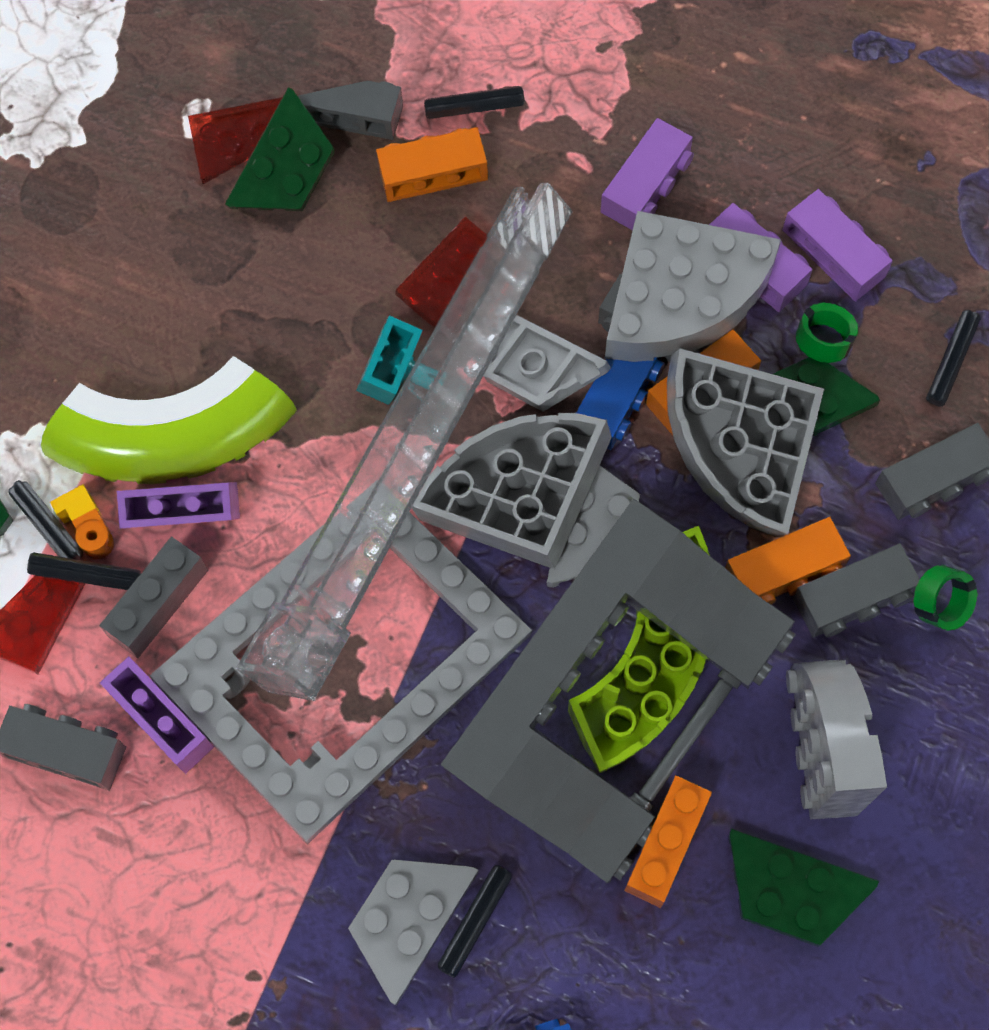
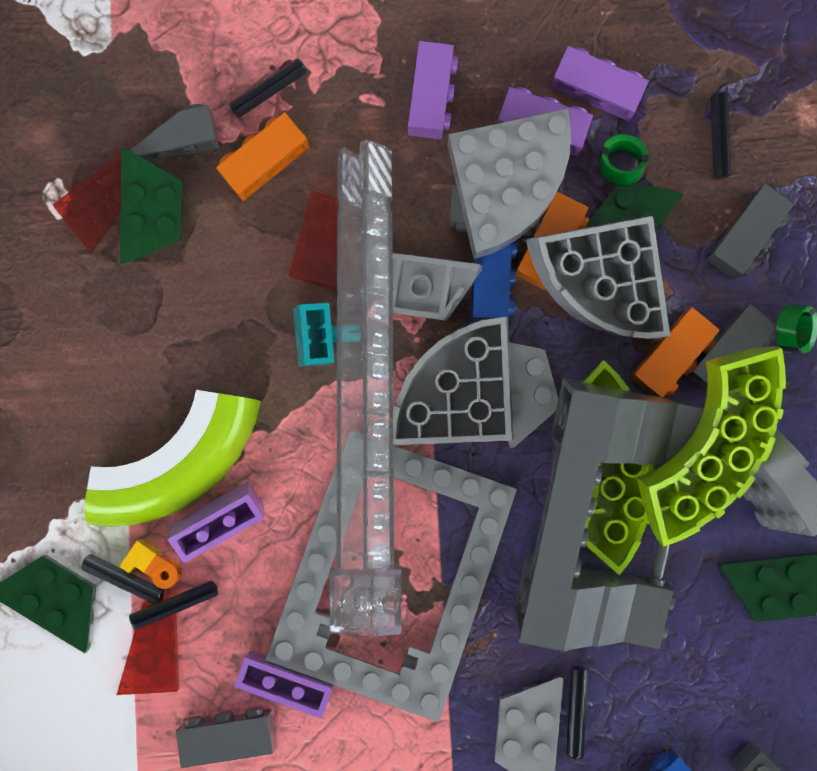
camera: 30 degrees left, 15 degrees up
(154, 597) = (234, 598): dark grey brick -> none
(668, 841) = (686, 578): orange brick -> none
(786, 662) = (725, 447): none -> lime brick

